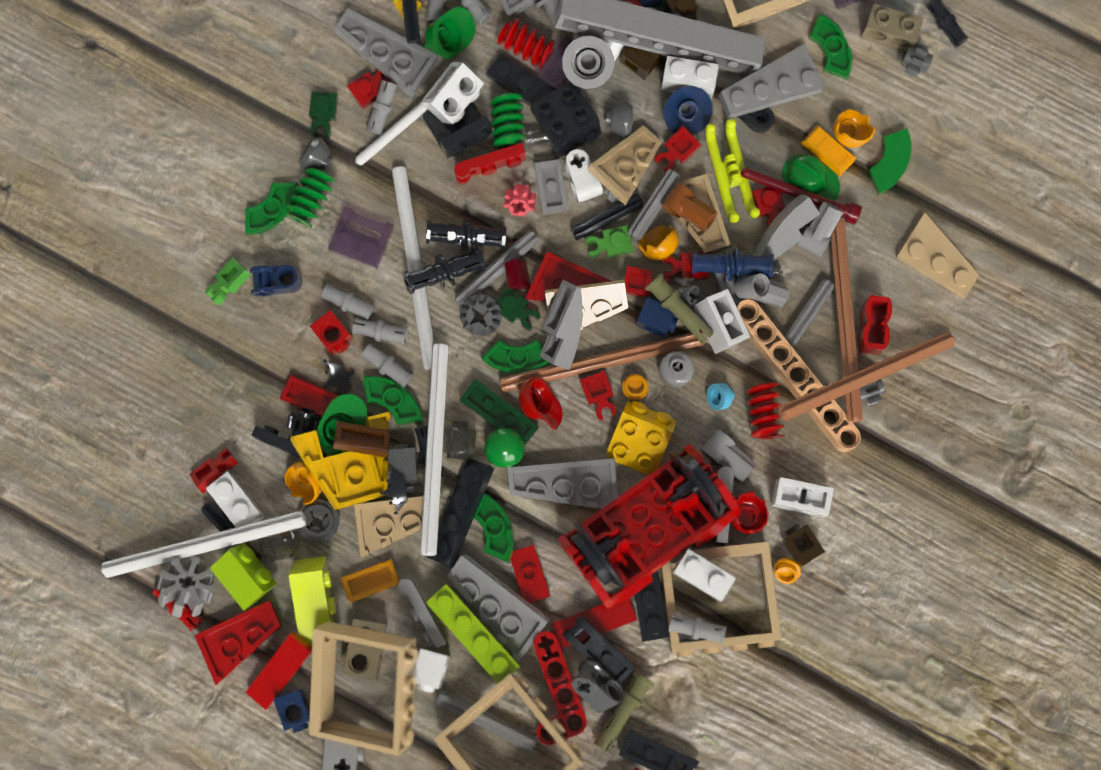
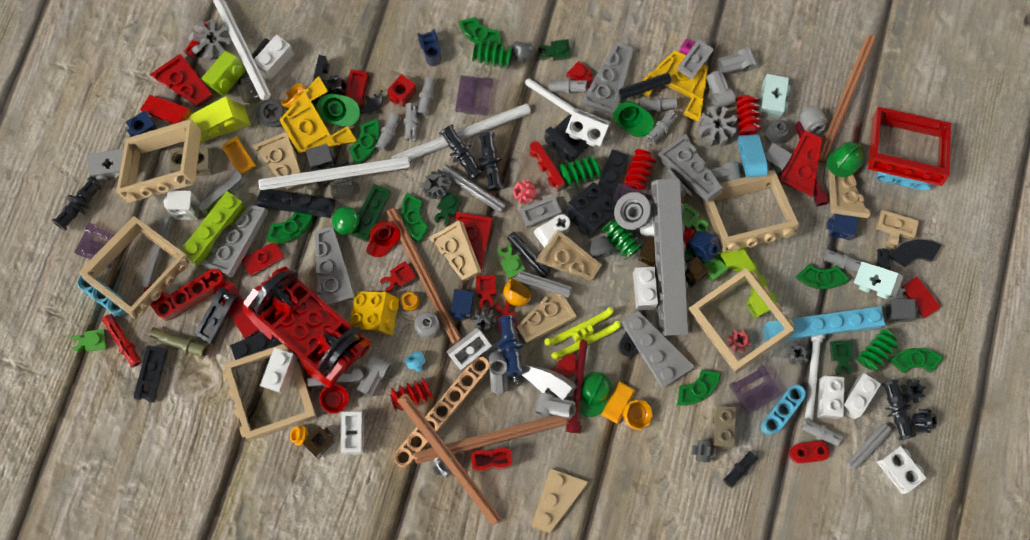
camera: 75 degrees right, 5 degrees down
(212, 469) = (292, 38): red plate -> none
(230, 279) = (423, 18): bright green plate -> none
(361, 439) = (330, 124): reddish brown plate -> none
(397, 490) = (300, 156): black piece -> none
(517, 274) = (471, 202): dark red slope -> none
(563, 326) = (436, 237): light grey slope -> none
(598, 688) = (191, 316): dark grey piece -> none
(616, 86) = (623, 239): none -> green piece
(670, 299) = (474, 306): olive pin -> none
(680, 146) = (591, 294): red plate -> none
(684, 204) = (546, 305): dark orange piece -> none
(696, 116) = (613, 296): dark blue dish -> none
(697, 628) = (241, 376): light grey pin -> none
(809, 312) = (491, 412): light grey axle -> none
(893, 162) = (622, 451): green tile -> none

